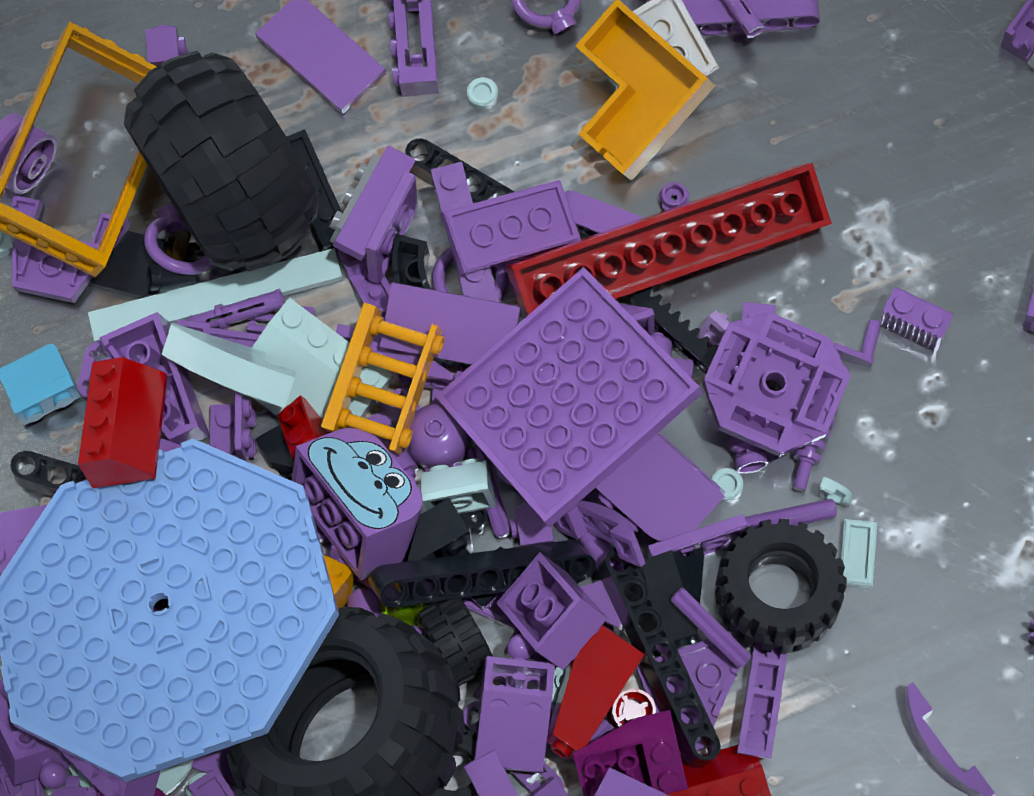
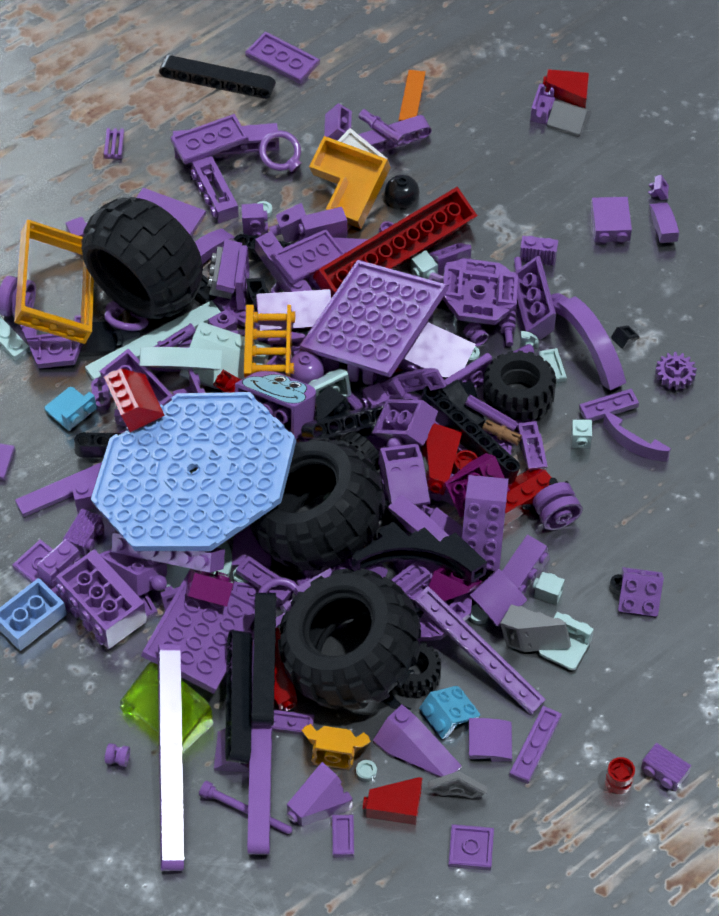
camera: 25 degrees left, 15 degrees down
(335, 303) = (224, 320): none -> medium lavender brick
(363, 140) = (208, 243): none -> medium lavender slope
(451, 121) = (253, 219): none -> medium lavender brick
(515, 143) = (288, 223): none -> medium lavender torso
(572, 164) = (332, 220): none -> medium lavender brick
(707, 292) = (423, 265): none -> light aqua brick
(718, 666) = (502, 432): none -> medium nougat pin
(725, 130) = (401, 192): none -> black cylinder
(759, 282) = (449, 254): none -> medium lavender slope
(854, 709) = (581, 434): none -> light aqua brick
(867, 420) = (535, 299): none -> medium lavender slope
(924, 665) = (613, 403): none -> medium lavender plate
(936, 523) = (595, 338): none -> medium lavender arch
(1004, 533) = (624, 336): none -> black slope

